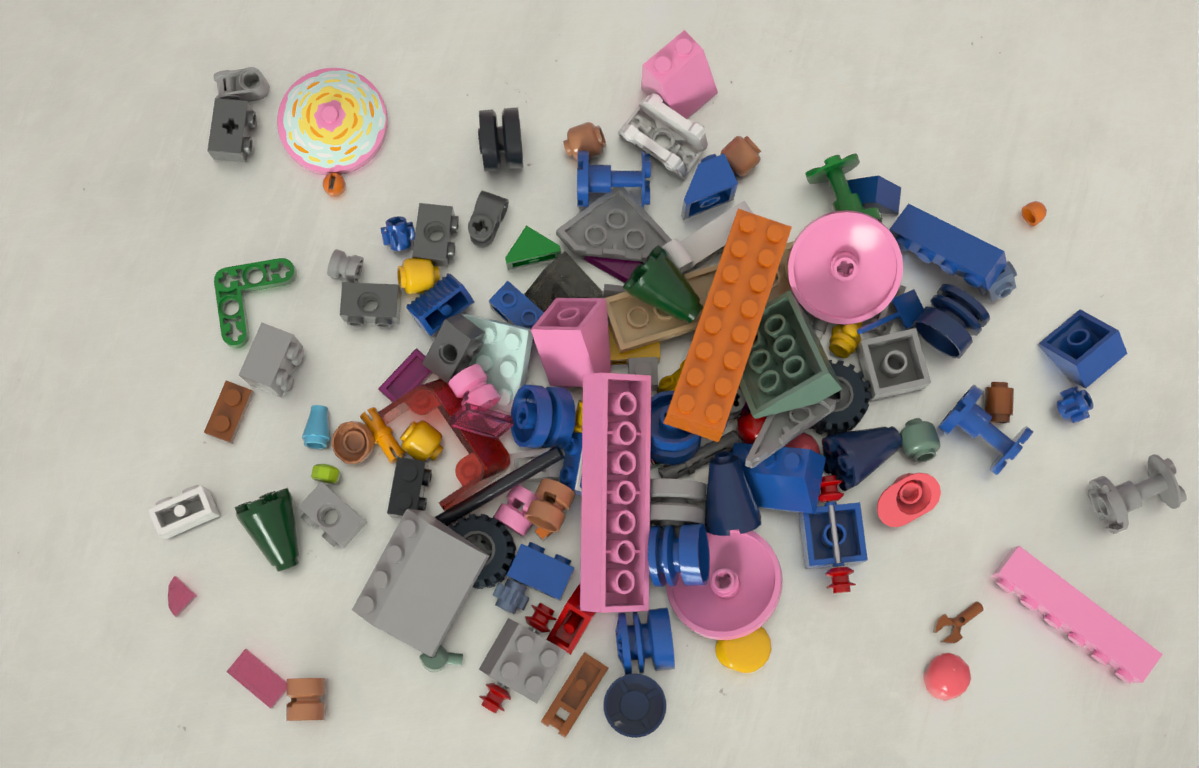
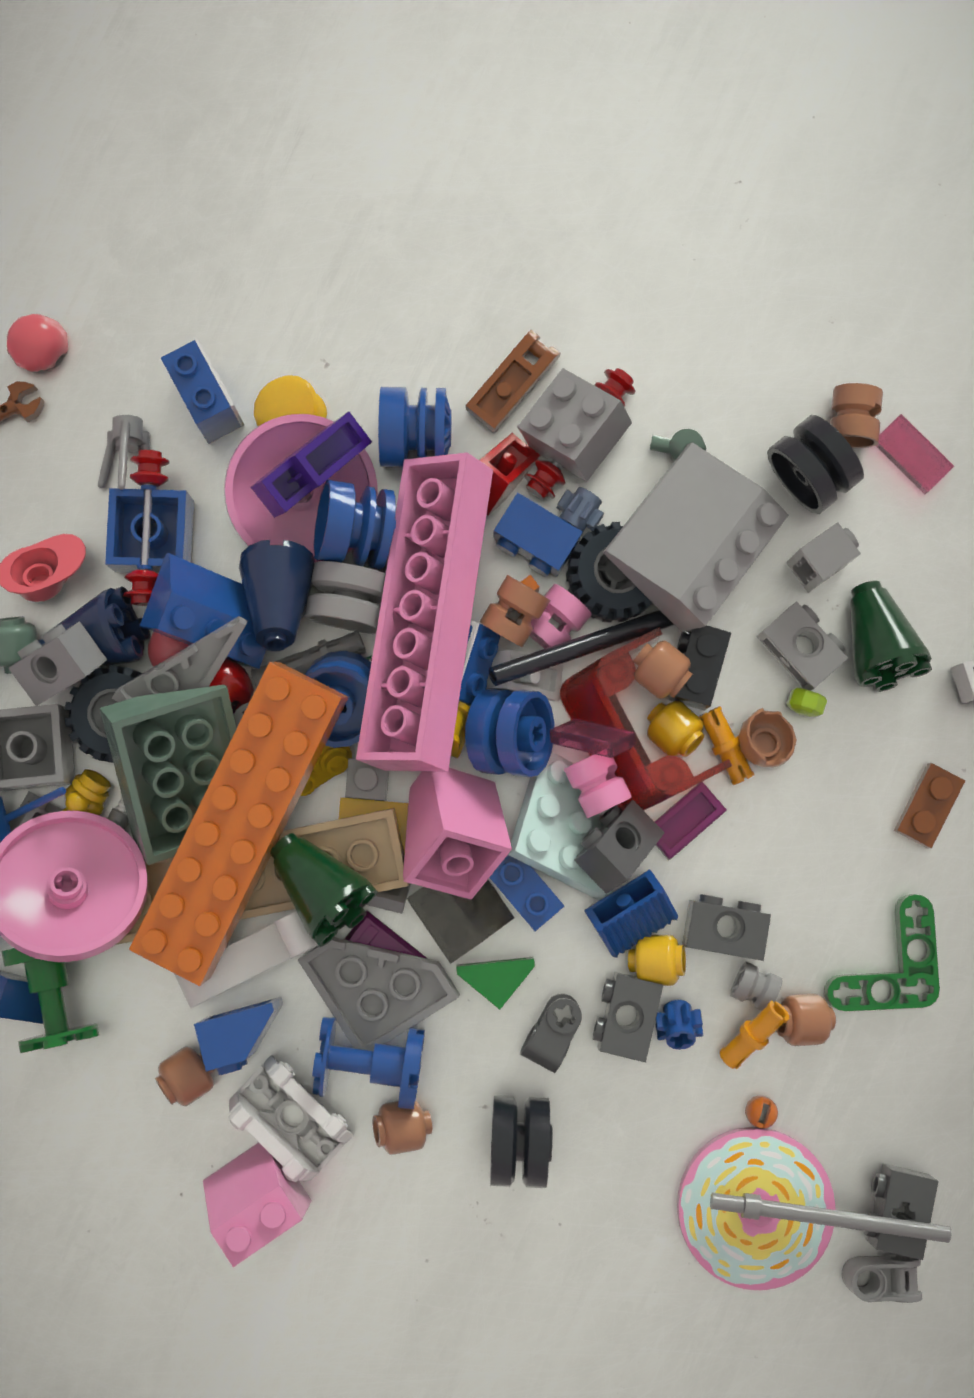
camera: 175 degrees left, 5 degrees up
(272, 360) = (868, 861): light grey brick -> none
(309, 248) = (808, 1021): none -> nougat head
(317, 428) = (813, 765): medium azure cone -> none
(321, 581) = (824, 556): none -> light grey brick
(330, 656) = (815, 464): none -> black wheel
(335, 116) = (752, 1207): none -> light grey bar
(344, 232) = (754, 1034): none -> light orange pin
(435, 474) = (662, 669): none -> nougat head
(634, 705) = (439, 348): dark blue wheel -> none
(717, 597) = (311, 464): none -> dark purple slope
(811, 648) = (202, 391): none -> blue piece
(865, 610) = (125, 437): none -> light grey plant
(881, 423) = (57, 663): none -> light grey brick

